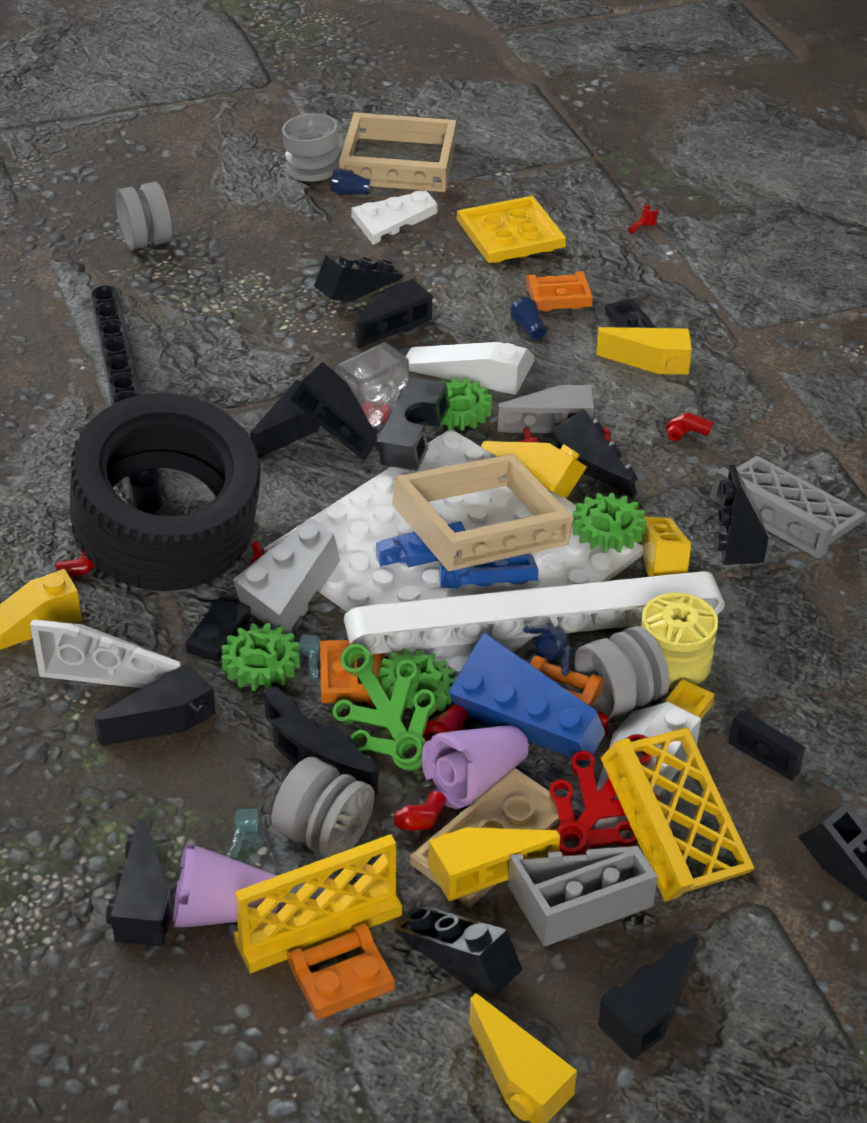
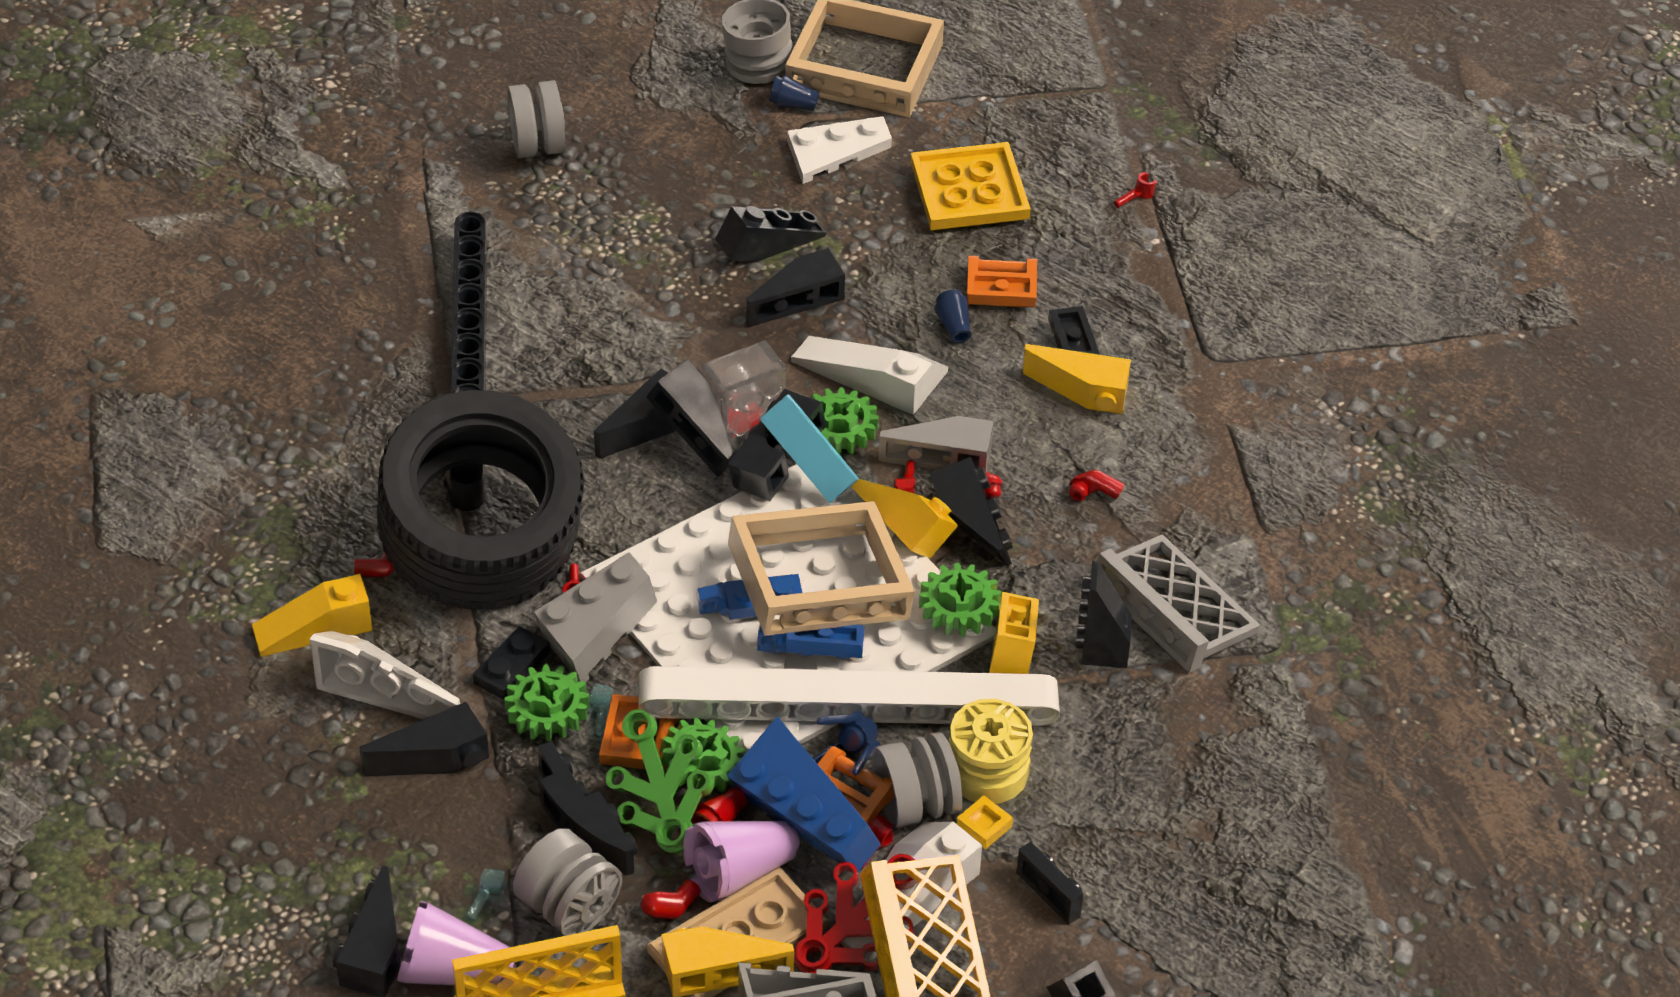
camera: 10 degrees right, 5 degrees up
(444, 420) = (809, 448): none -> medium azure tile

